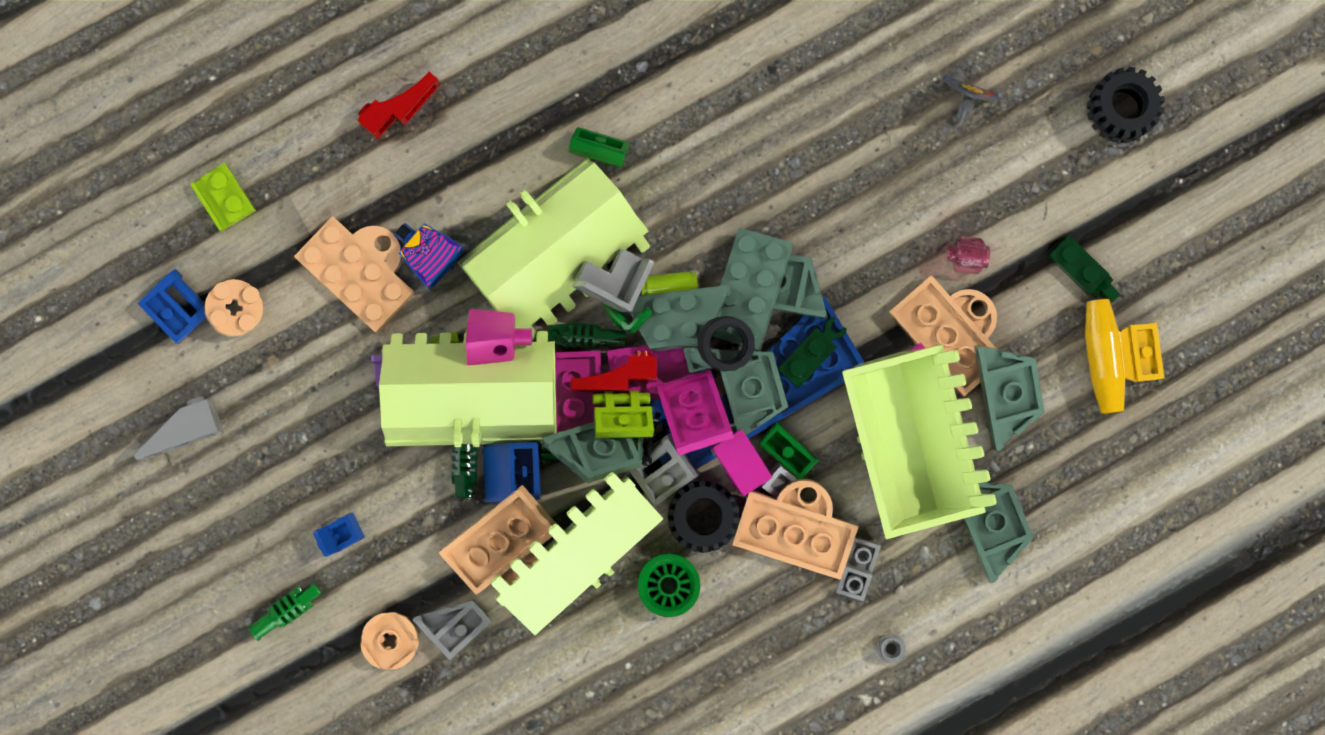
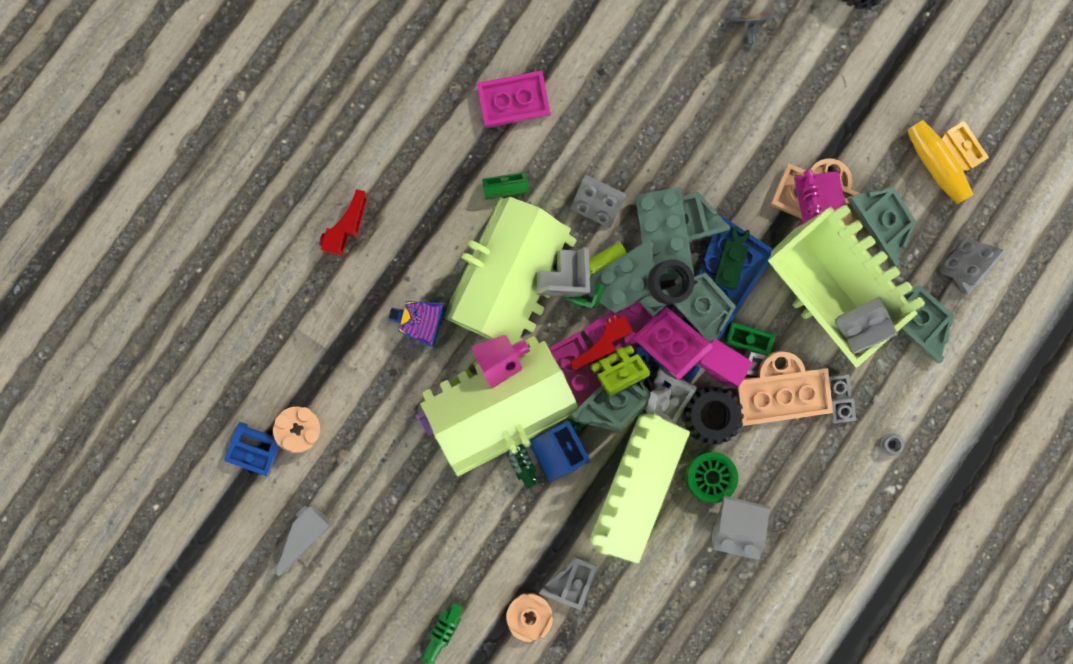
camera: 25 degrees left, 0 degrees up
(223, 197) = (249, 352): lime plate -> none
(339, 535) = (455, 558): blue bracket -> none
(358, 271) = (374, 358): light nougat plate -> none
(497, 540) = (577, 506): light nougat plate -> none
(584, 336) = (562, 326): dark green hinge -> none
(648, 469) = (658, 400): none -> light grey plate
(656, 53) = (513, 99): none -> dark pink plate
(671, 656) = (741, 528): none -> light grey slope
(694, 214) = (598, 201): none -> light grey bracket
(920, 497) = (866, 325): none -> light grey bracket
(947, 324) = (818, 192): none -> dark pink hinge
(968, 255) = (808, 136): clear pink head -> none
(1082, 489) = (971, 263): none -> light grey bracket
(1083, 270) = (892, 108): dark green hinge -> none

